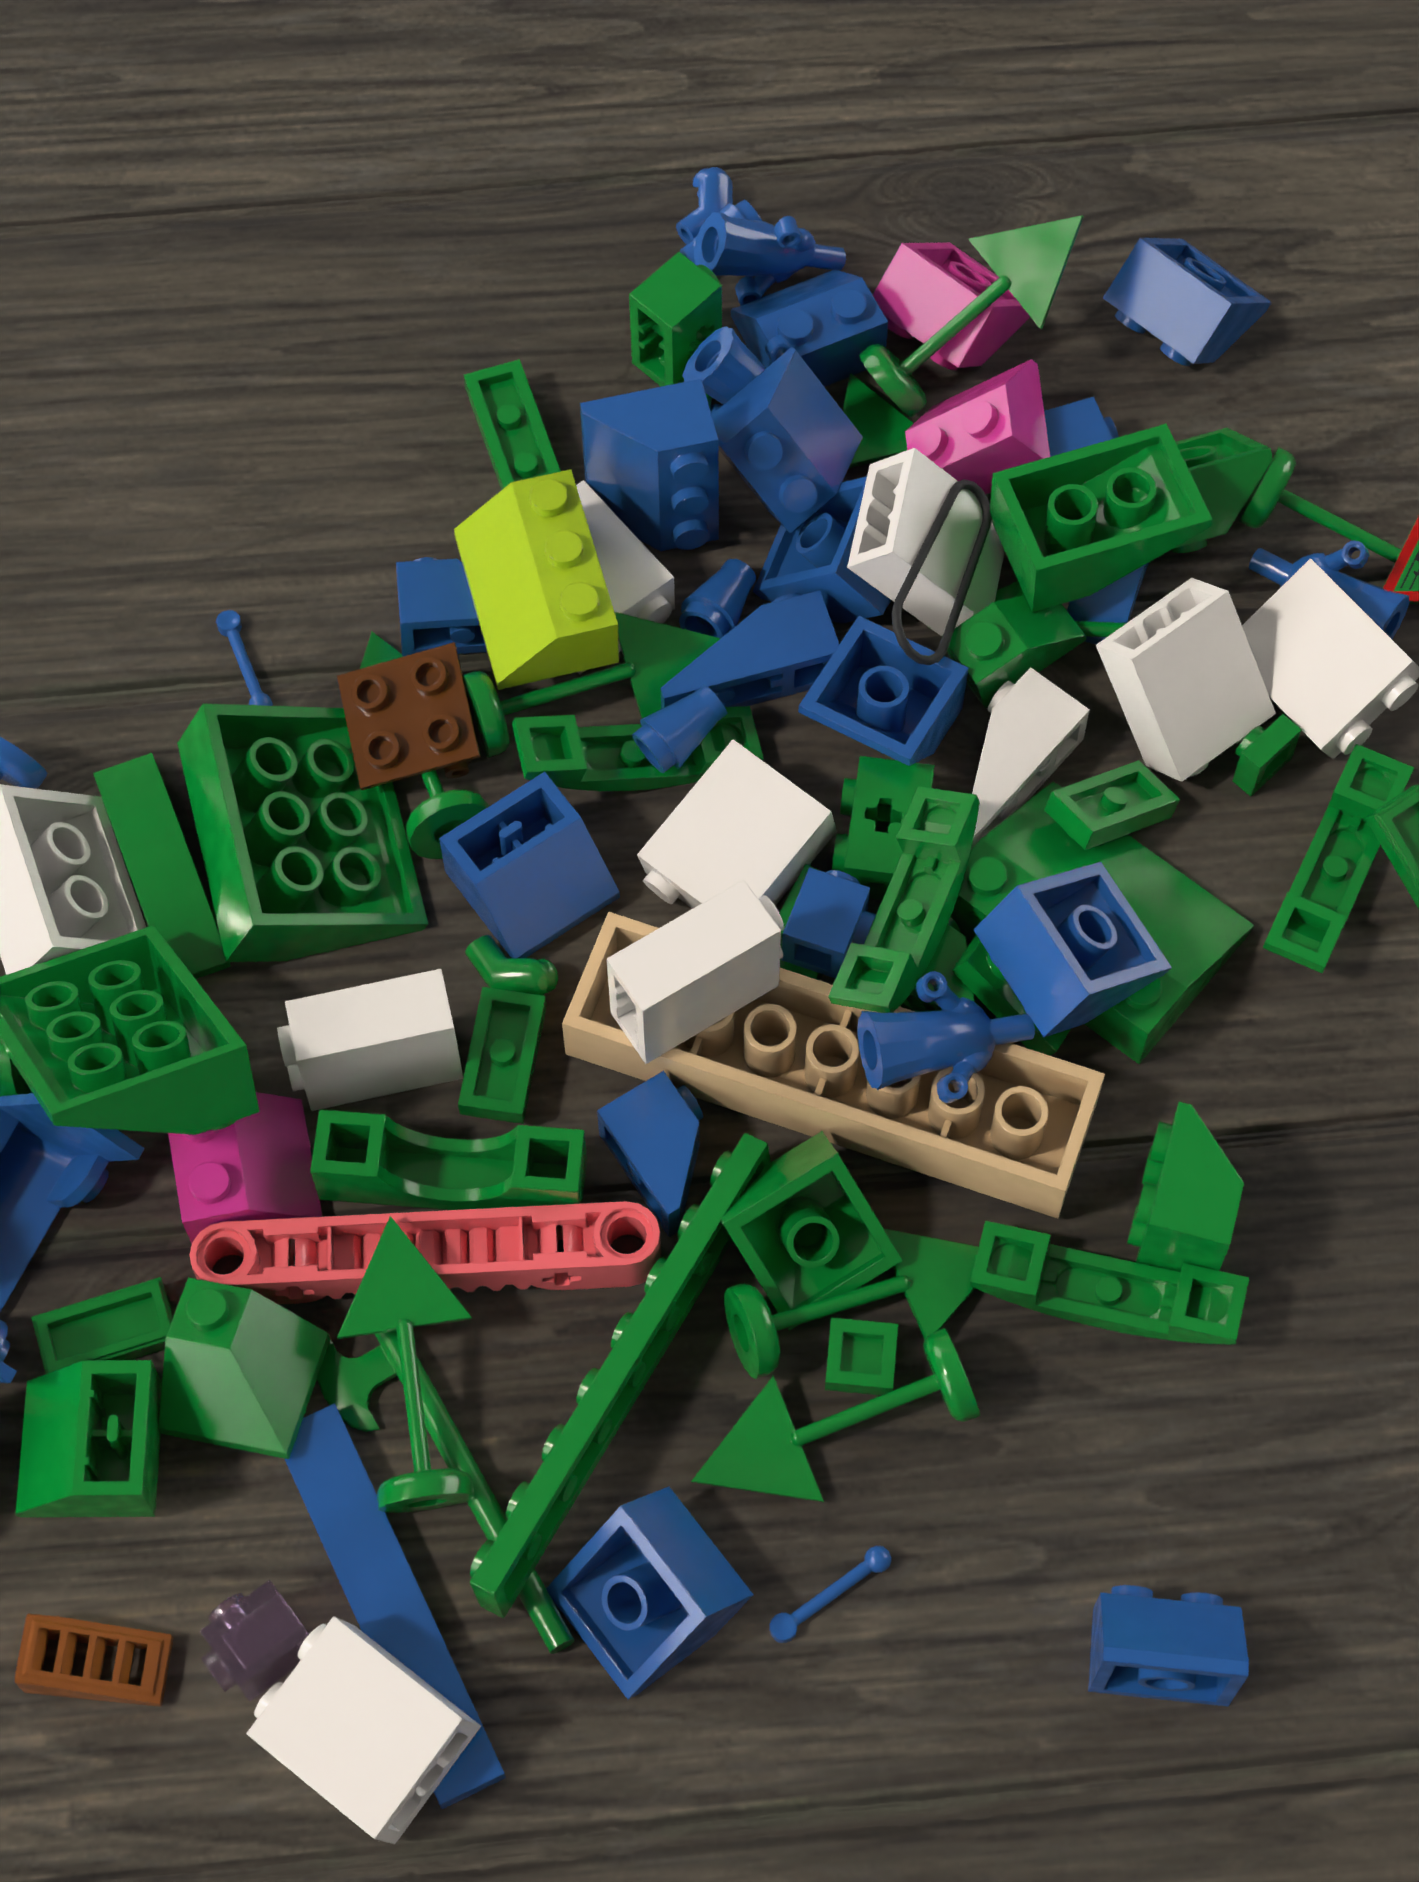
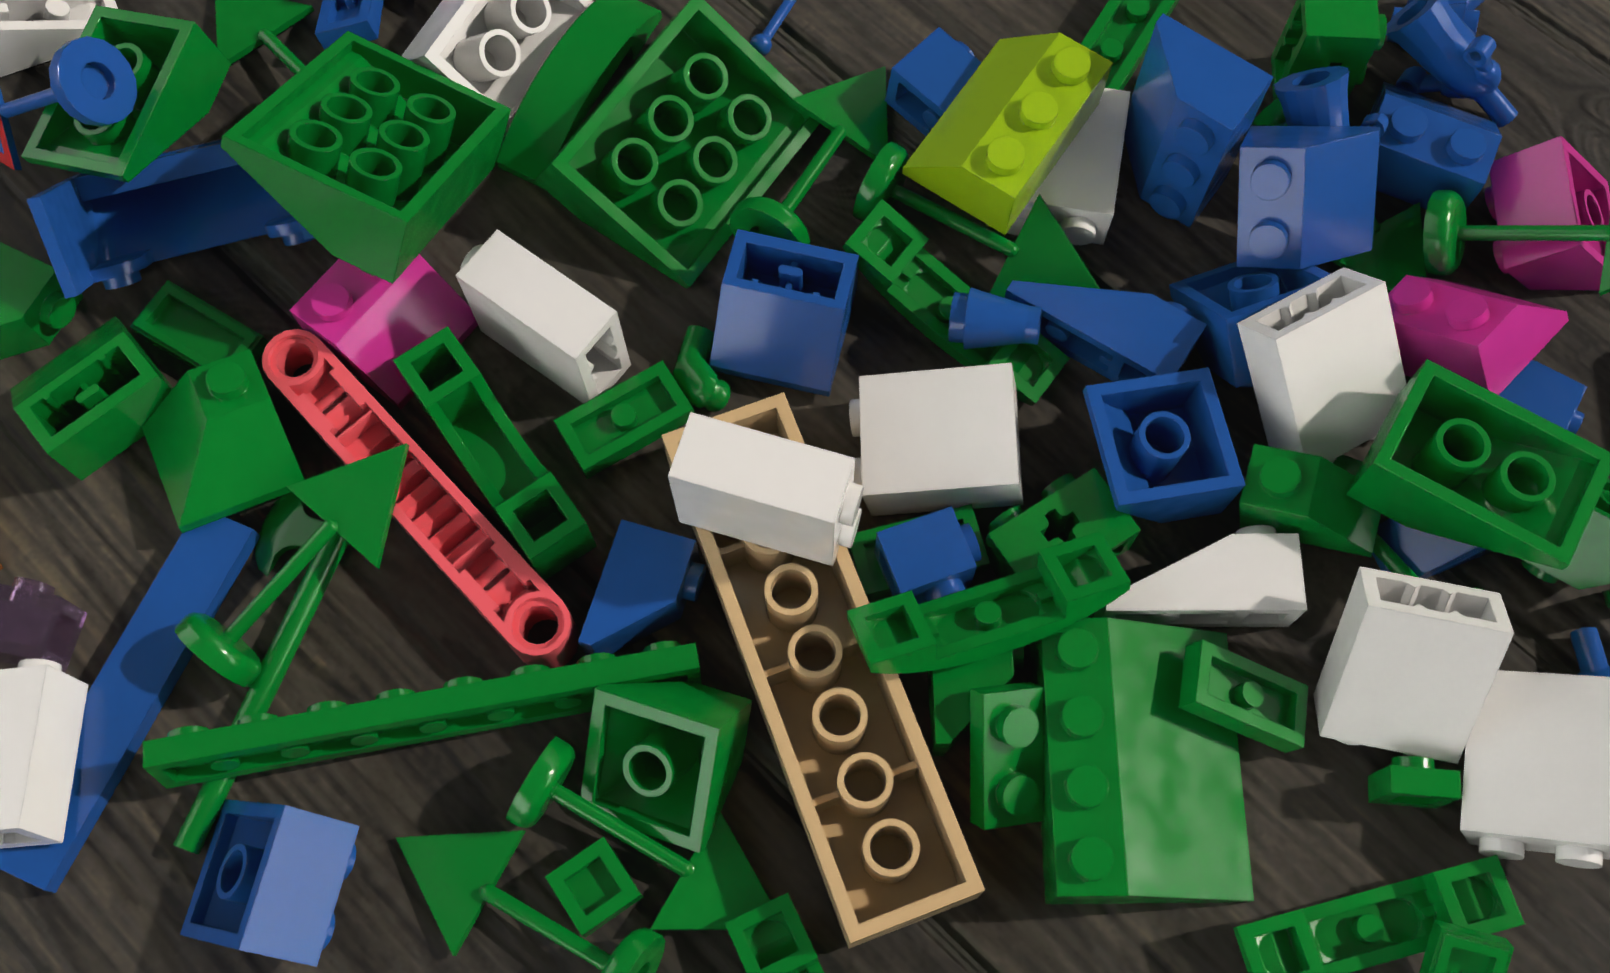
camera: 50 degrees right, 5 degrees up
(409, 717) = (828, 137): reddish brown hinge -> none
(719, 601) = (1133, 265): blue cone -> none
(916, 1043) = (902, 741): blue piece -> none
(966, 581) = (1312, 425): black piece -> none
(1070, 947) = (1066, 770): blue slope -> none

